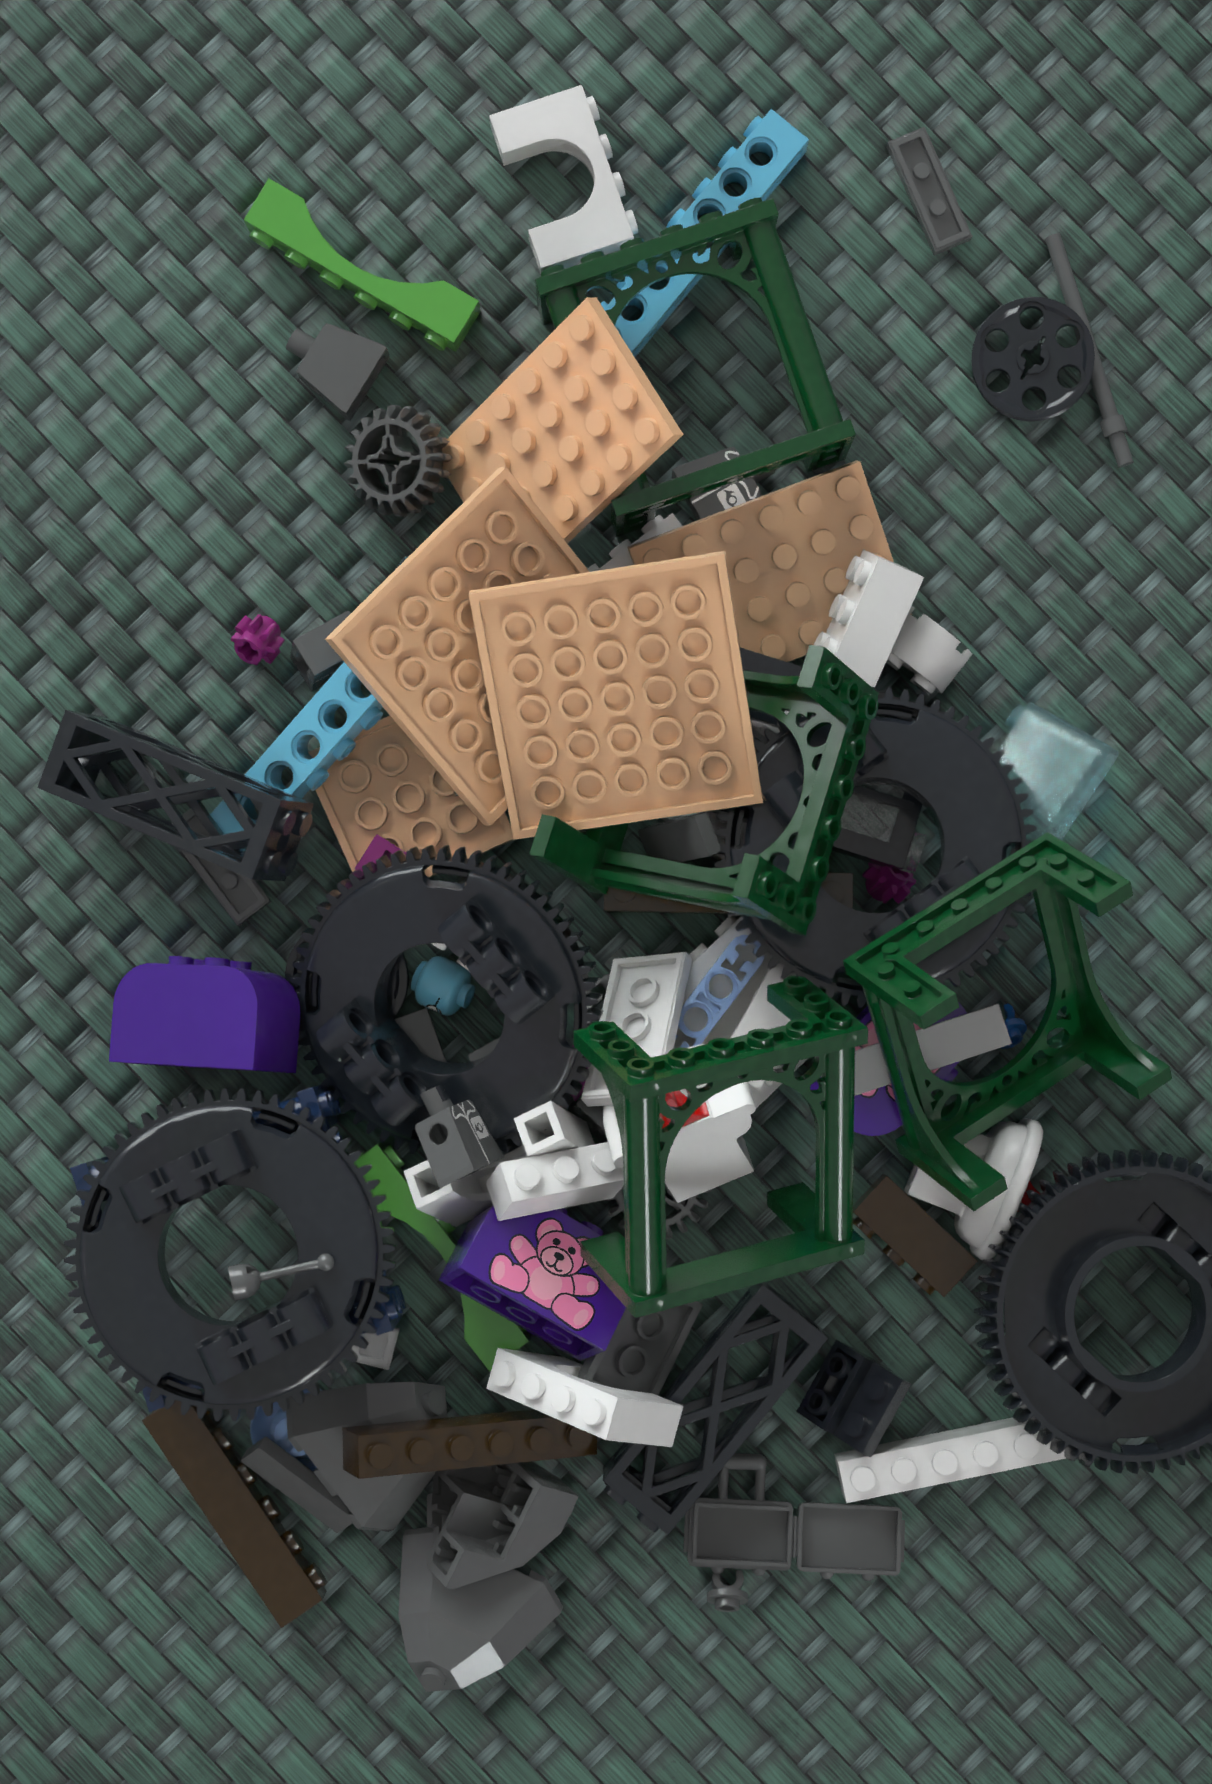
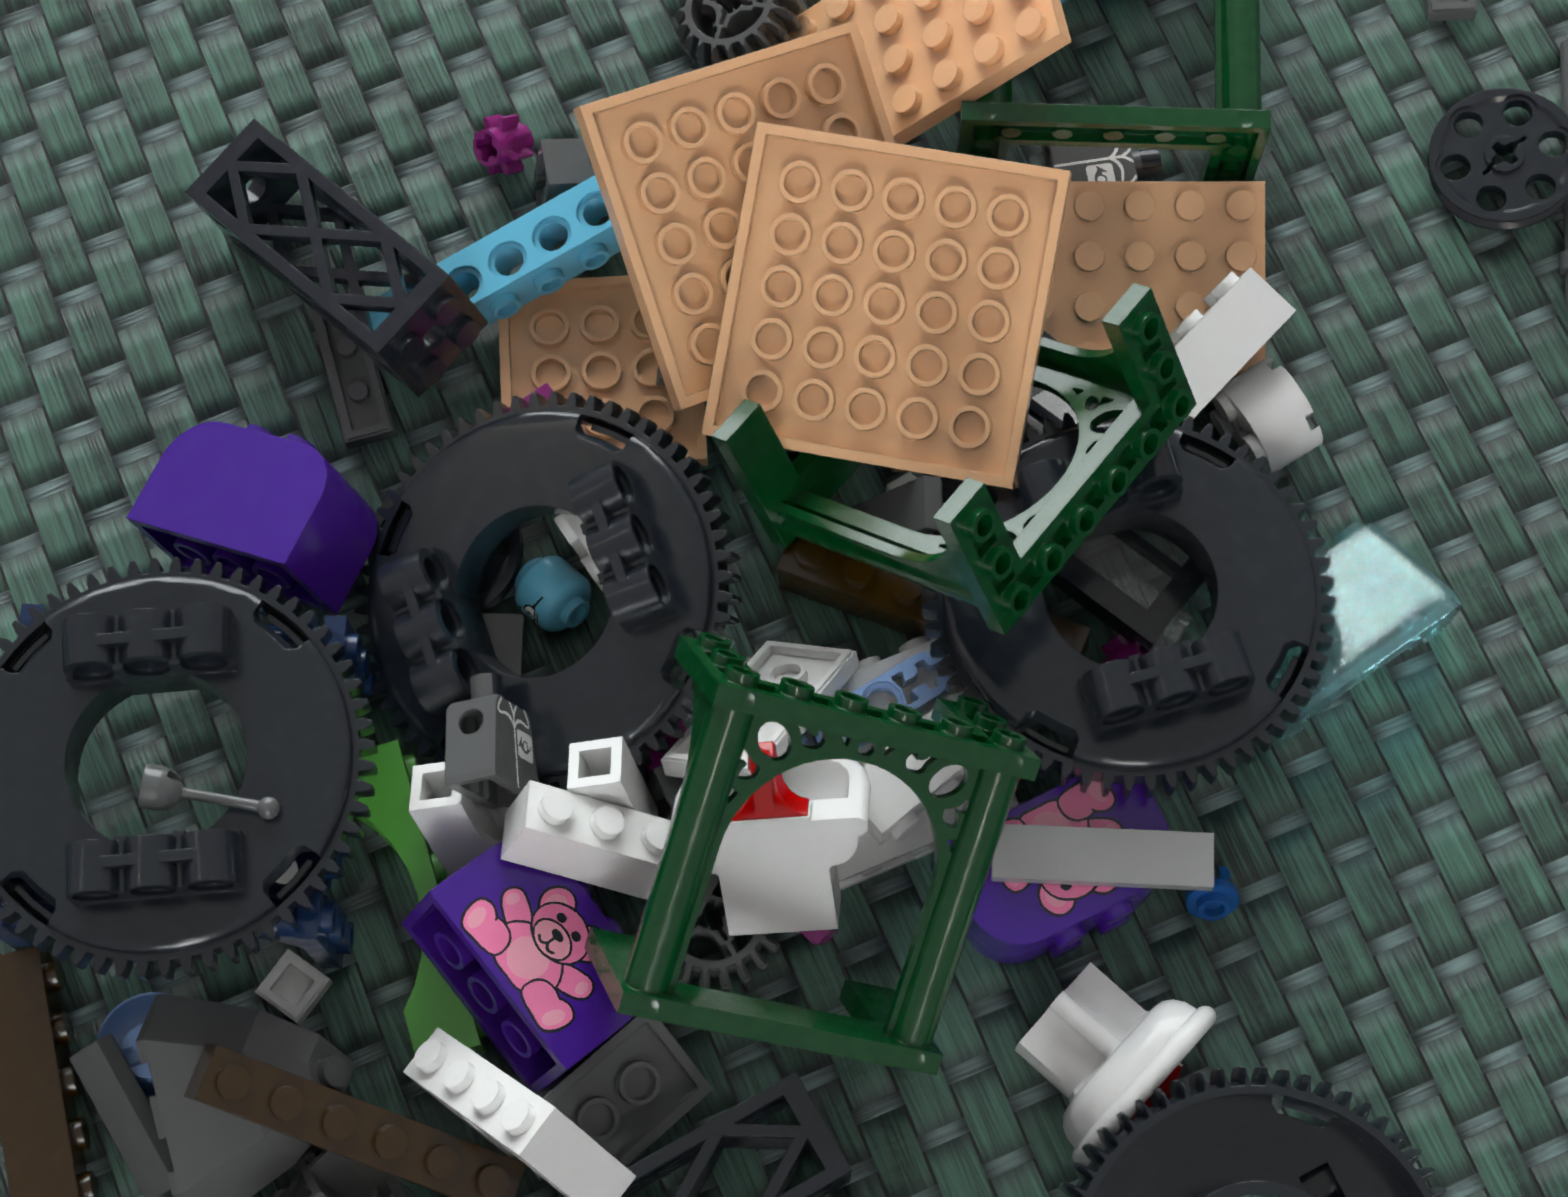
camera: 20 degrees right, 15 degrees down
(905, 994) = (1101, 708): dark green arch -> none
(912, 1236) = (1005, 1103): dark brown brick -> none

